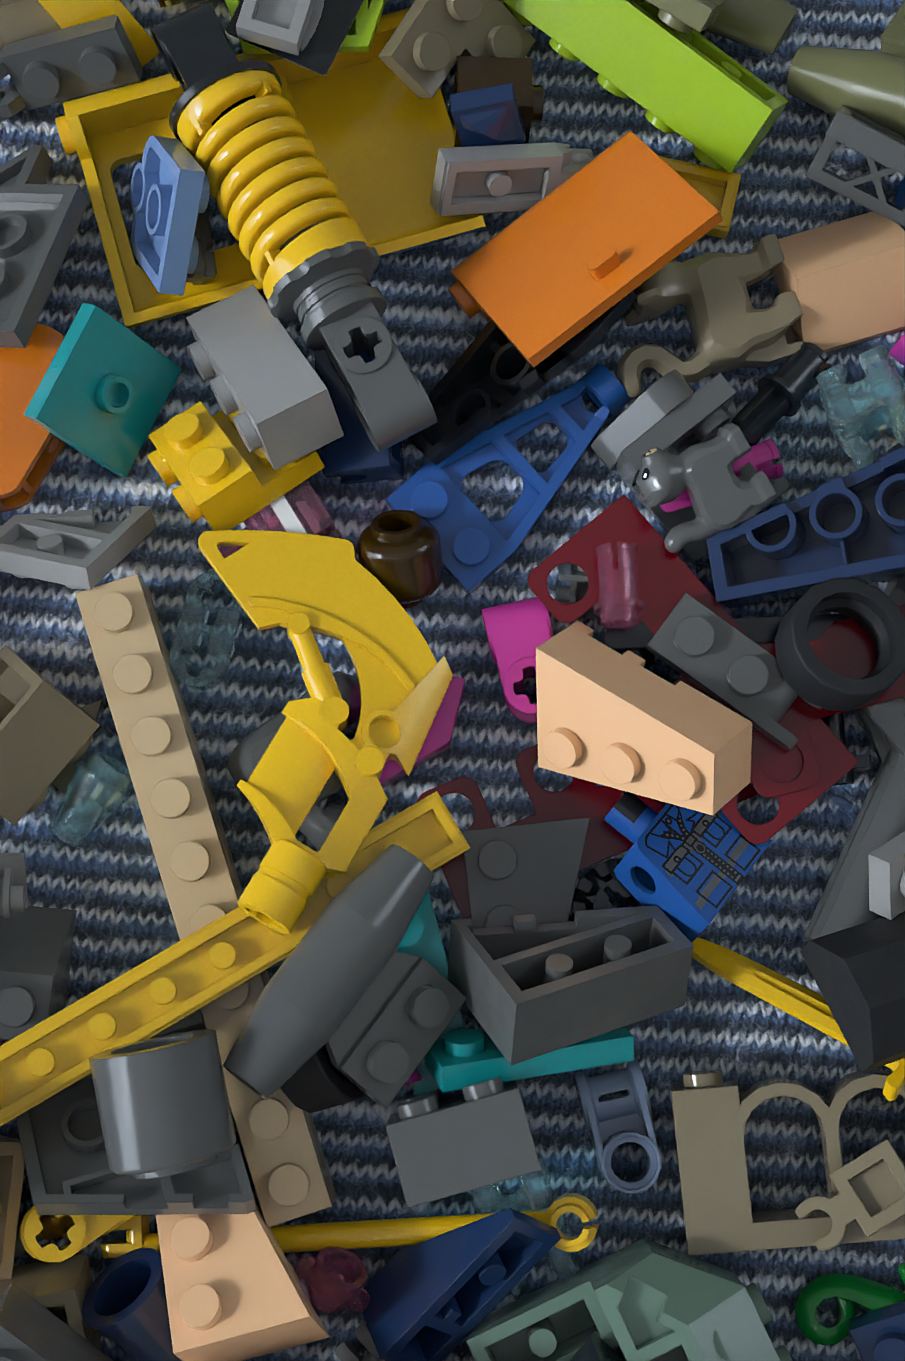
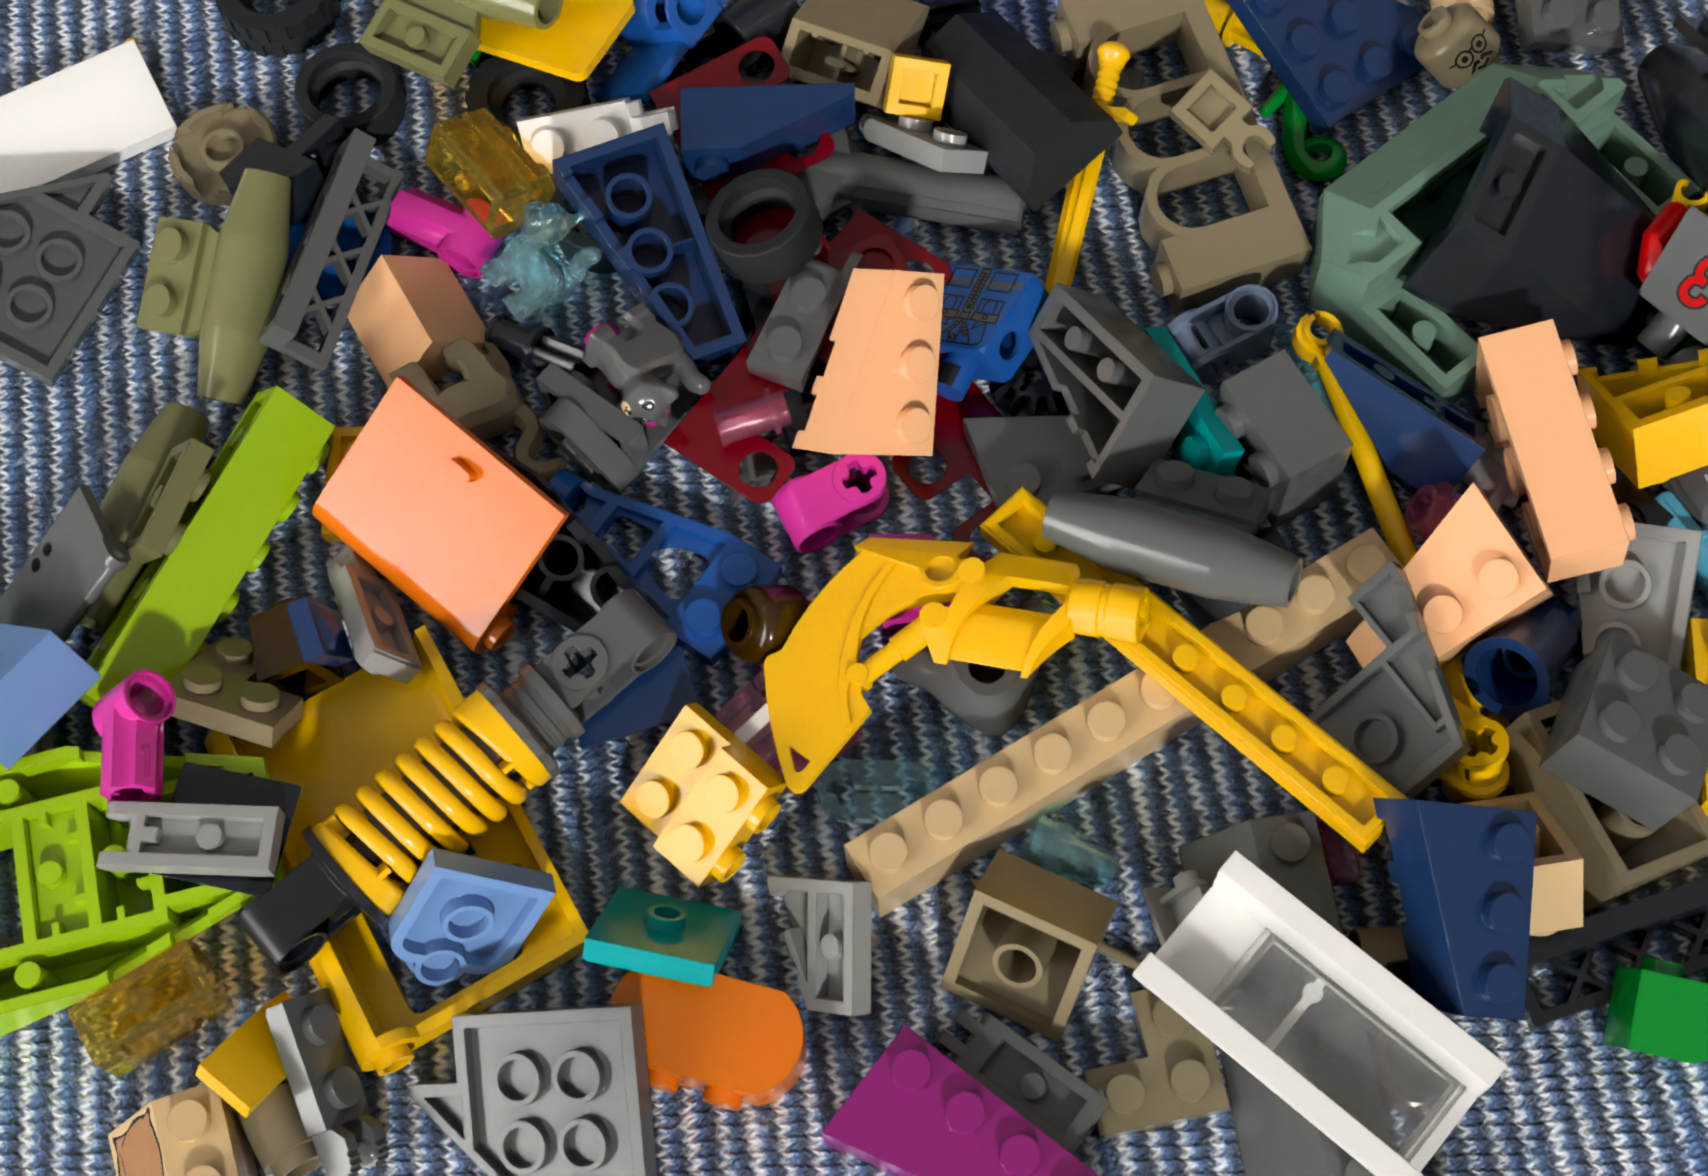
camera: 100 degrees left, 15 degrees down
(163, 1104) = (1334, 643): dark grey piece -> none
(262, 378) = (620, 775): light grey brick -> none

